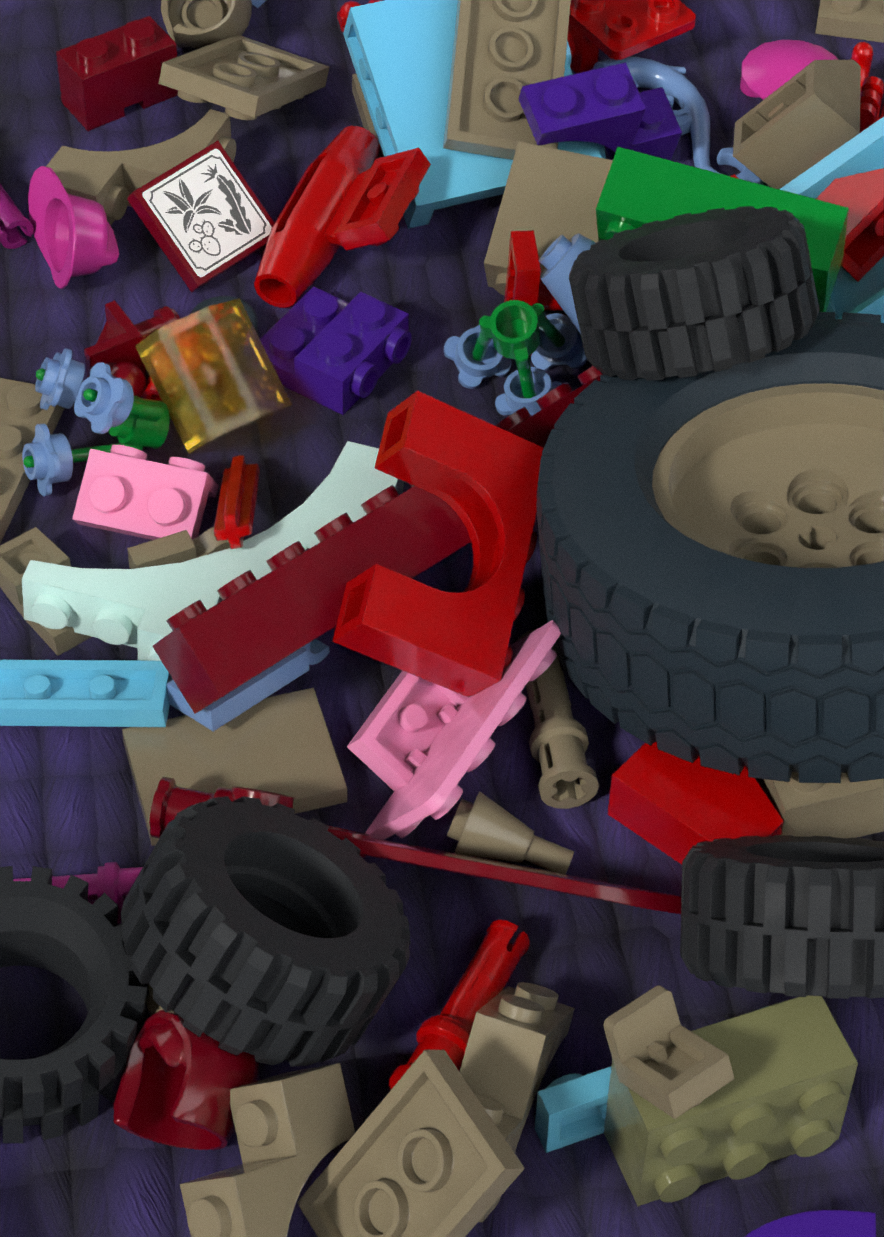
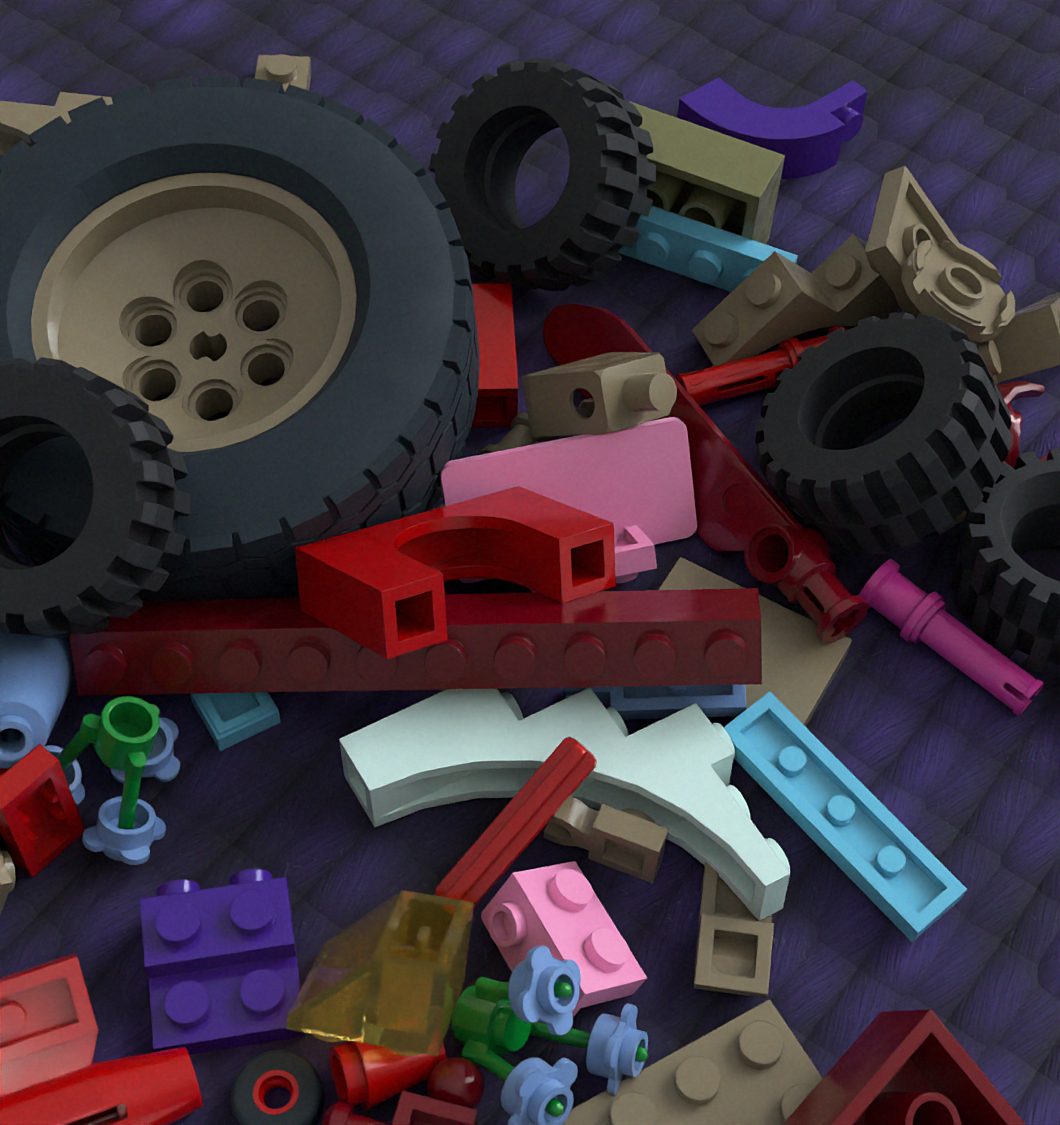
camera: 135 degrees left, 5 degrees up
(331, 1110) = (958, 288): none -> dark tan tile
(523, 786) = (624, 388): none -> dark tan torso
(662, 1057) = (749, 145): dark tan bracket -> none

